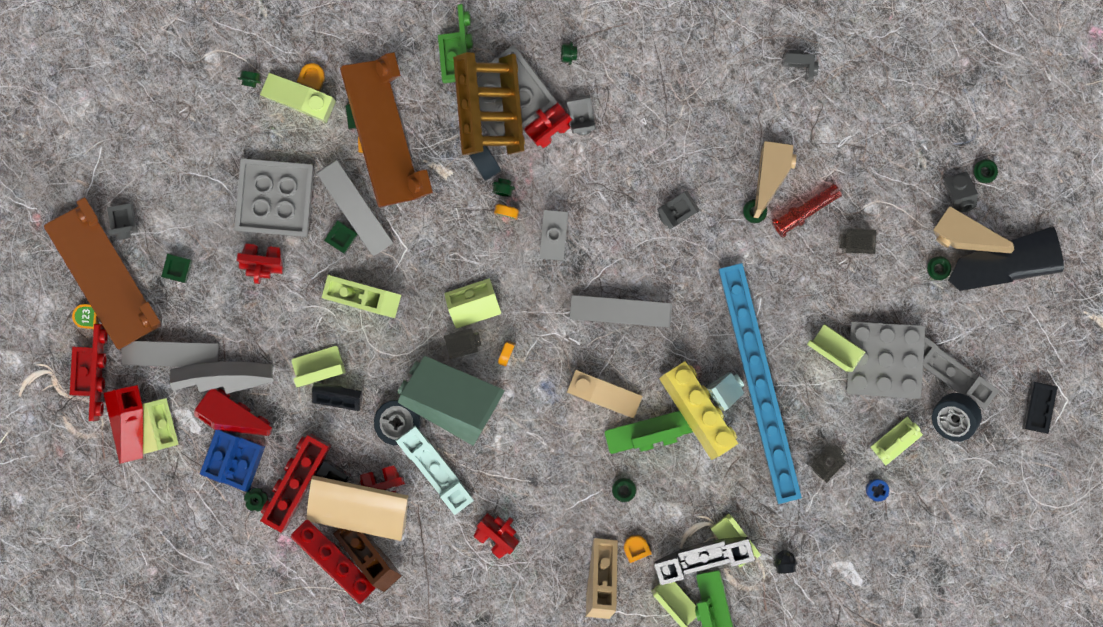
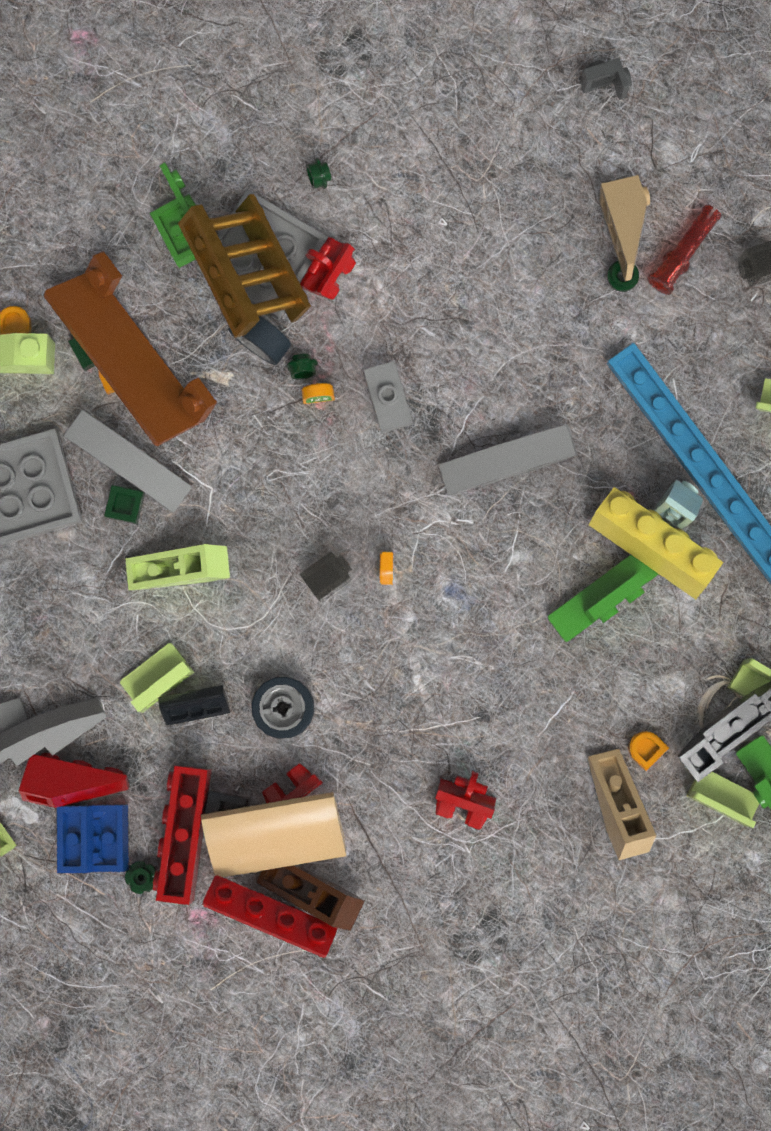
camera: 20 degrees left, 5 degrees down
(260, 266) = (34, 578): red hips -> none
(435, 469) = (354, 748): light aqua slope -> none
(450, 398) = (338, 649): sand green slope -> none
(472, 303) = (320, 523): yellowish green panel -> none
(581, 114) = (364, 239): dark grey bracket -> none
(604, 394) = (527, 570): tan slope -> none
(624, 497) = (608, 673): dark green plate -> none
(678, 210) = (528, 309): dark grey bracket -> none

